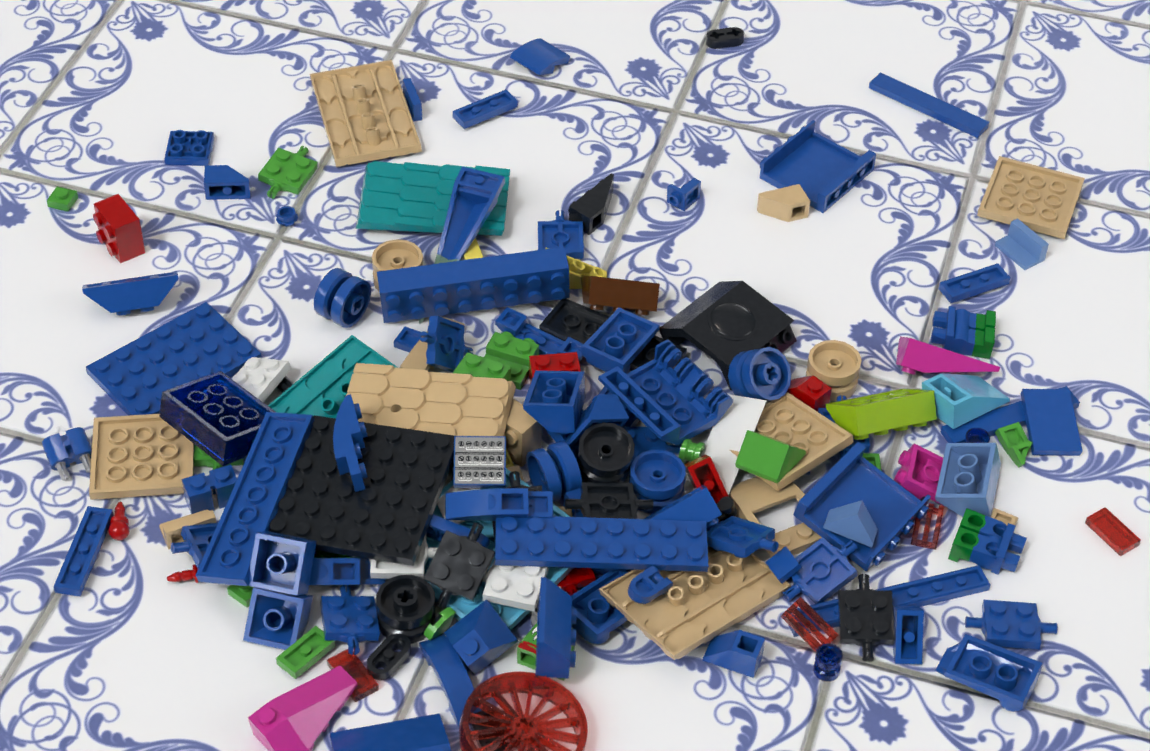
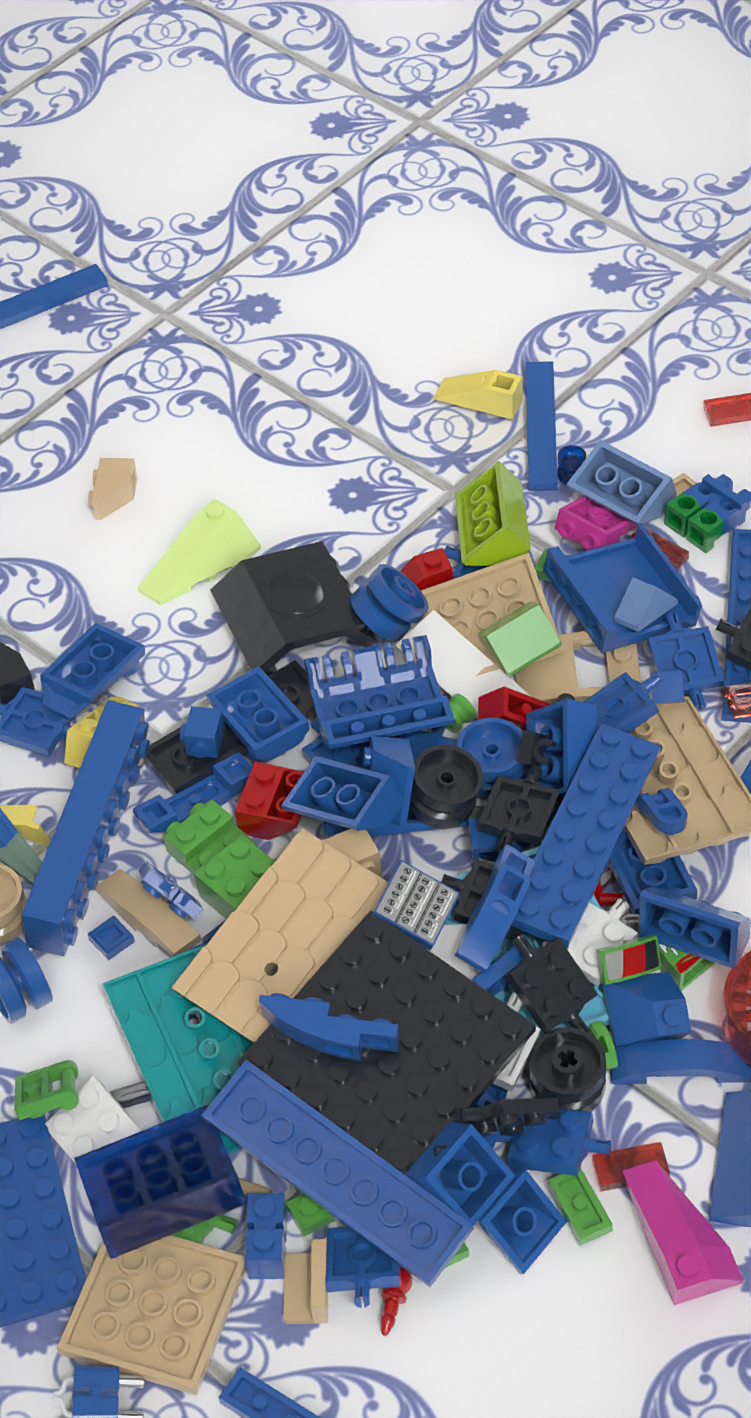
camera: 60 degrees left, 5 degrees up
(119, 523) = (273, 1370): red bar -> none
(272, 345) = (35, 1090): none -> bright green plate
(341, 582) = (509, 1115): none -> black plate
(387, 658) = (627, 1118): black plate -> none
(506, 607) = (629, 959): none -> slope
(554, 469) = (435, 843): blue wheel -> none
(587, 318) = (203, 732): none -> blue brick
(613, 245) = (89, 670): none -> blue slope
(620, 294) = (175, 686): reddish brown slope -> none
(665, 492) = (532, 748): none -> black tile
(684, 196) = (38, 575): blue bracket -> none
(764, 269) = (205, 547): none -> yellowish green wedge
(818, 165) = (68, 437): blue panel -> none
(835, 365) = (404, 532): tan wheel -> none
(929, 358) = (433, 451): dark pink wedge -> none
(963, 397) = (508, 442): medium azure slope -> none
(965, 331) = (406, 408): blue hips -> none
(974, 283) = (336, 375): blue plate -> none
(1014, 370) = (485, 391): none -> light yellow slope
(1014, 442) = (579, 434): bright green slope -> none
(1023, 245) = (303, 313): medium blue panel -> none
(1033, 194) = (235, 277): tan plate -> none
(1051, 422) = (571, 393): blue tile -> none

